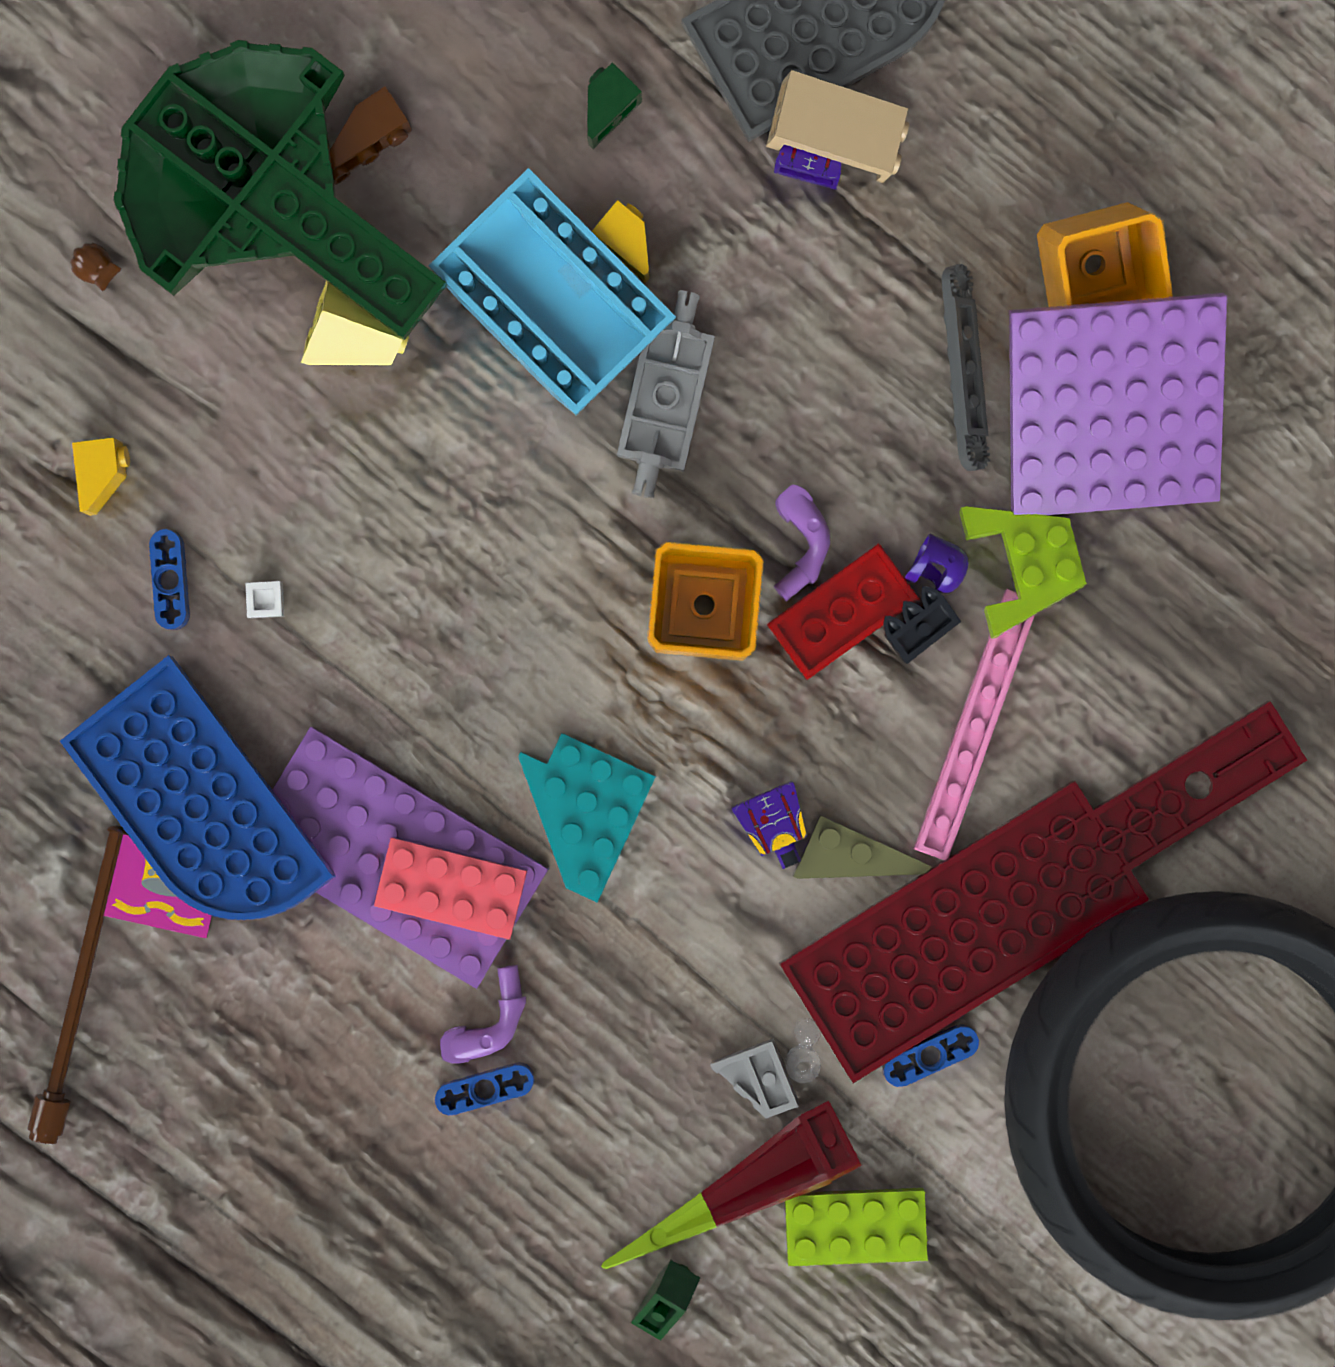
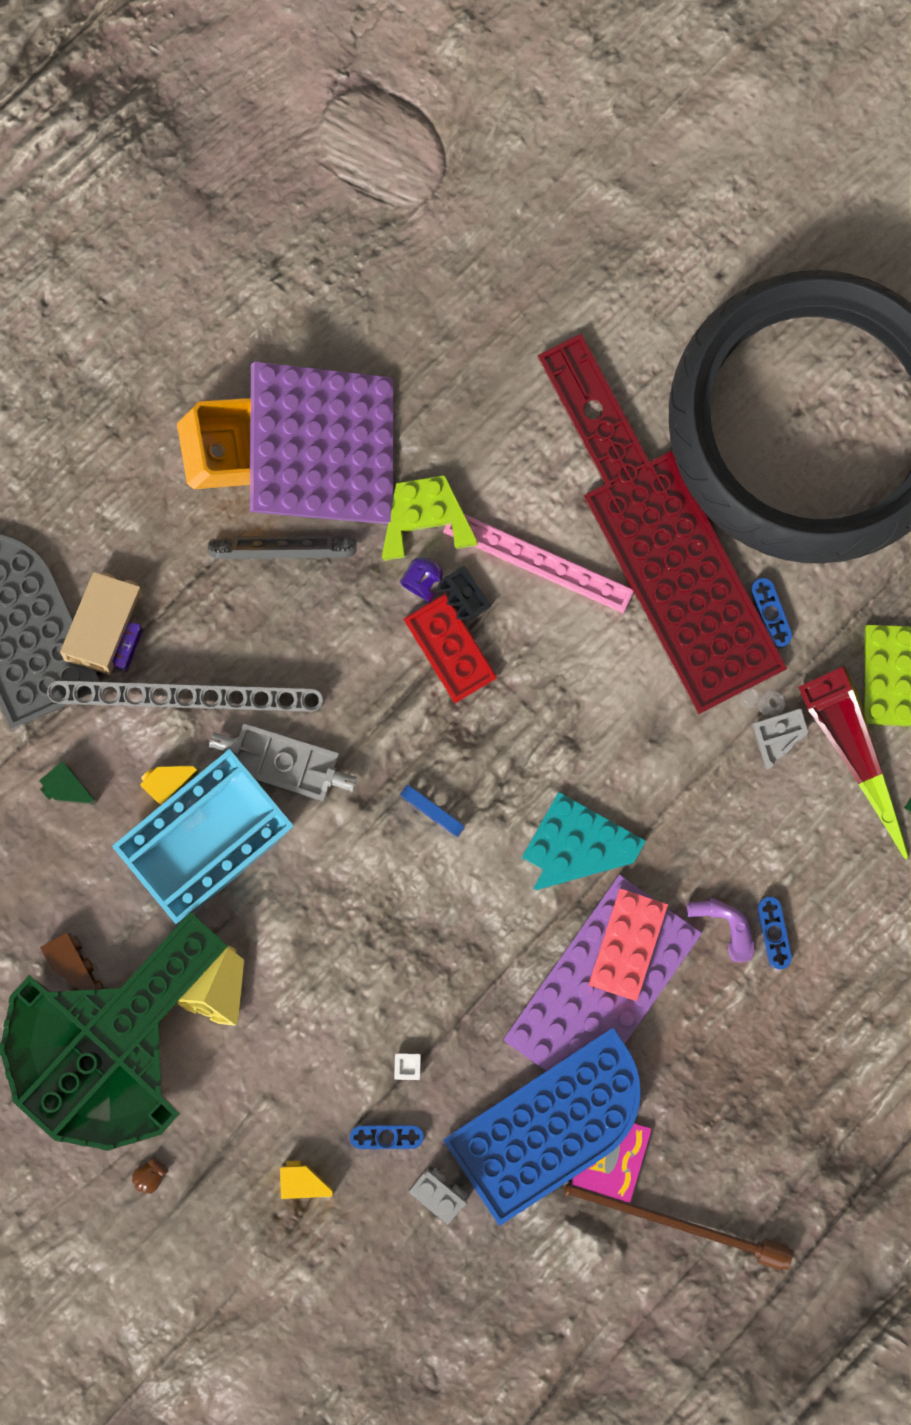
camera: 85 degrees left, 5 degrees down
(96, 657) = (438, 1195): none -> light grey bracket
(614, 605) = (432, 811): none -> blue beam
(724, 575) = (431, 721): light orange plate -> none
(740, 235) = (173, 701): none -> light grey beam
(774, 822) = (597, 709): dark purple torso -> none
(798, 507) = (372, 674): medium lavender piece -> none
(845, 853) = (622, 662): olive wing -> none

